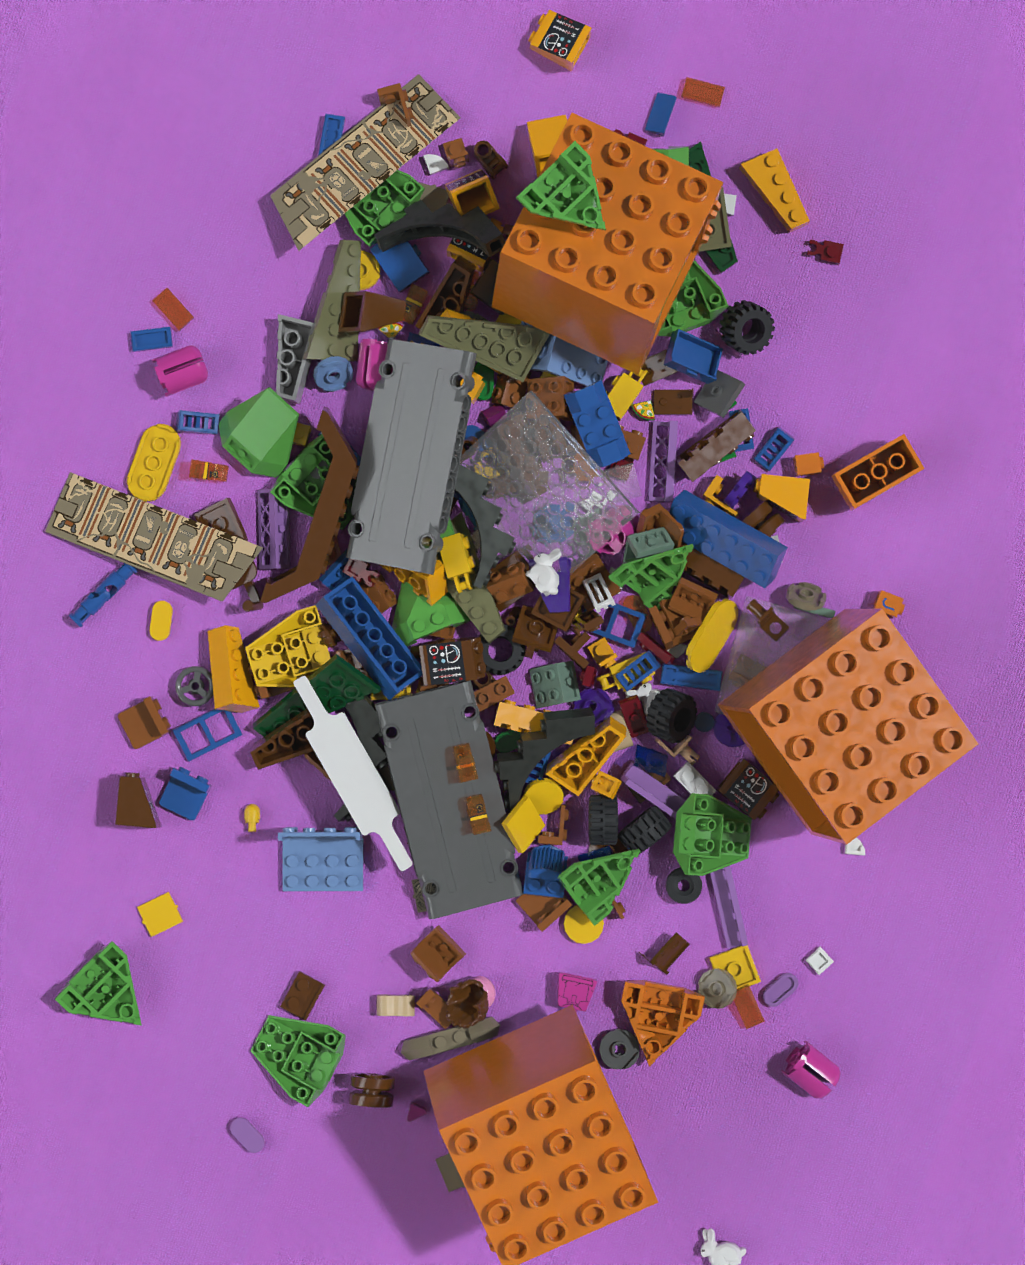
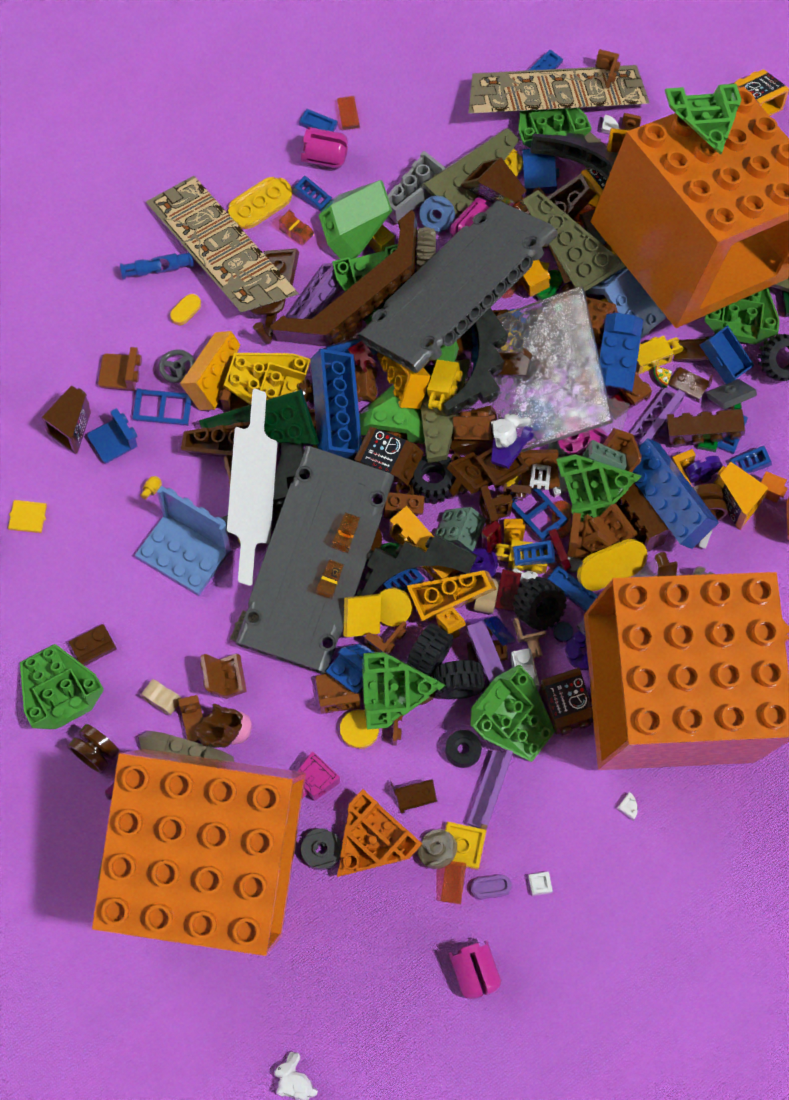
camera: 35 degrees right, 20 degrees down
(349, 424) = (425, 246): none -> dark tan gear
(509, 498) = (515, 363): none -> reddish brown piece

